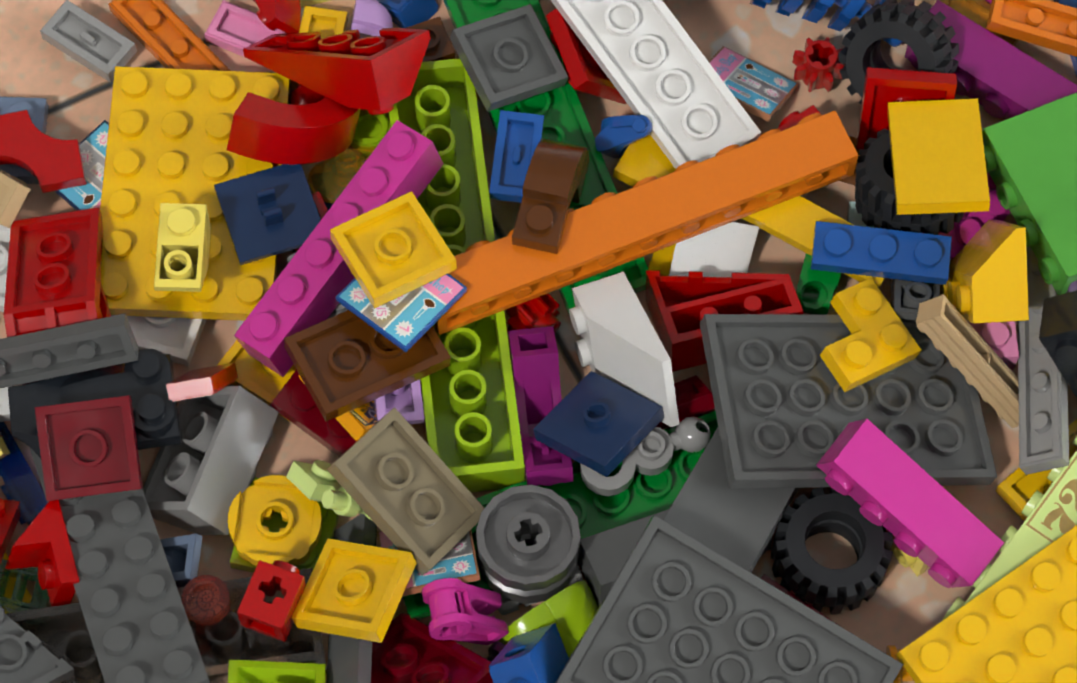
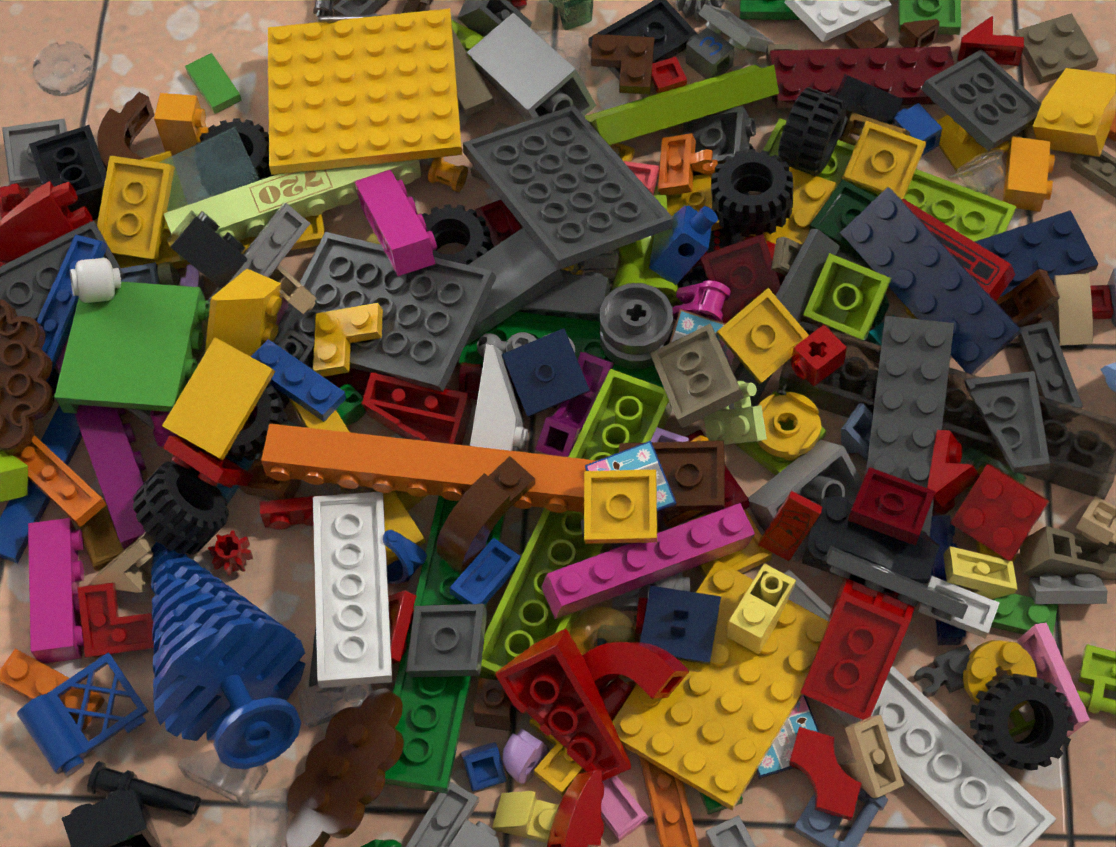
camera: 145 degrees left, 5 degrees down
(206, 600) = (859, 384): clear red tile -> none
(753, 85) = (288, 562): piece -> none

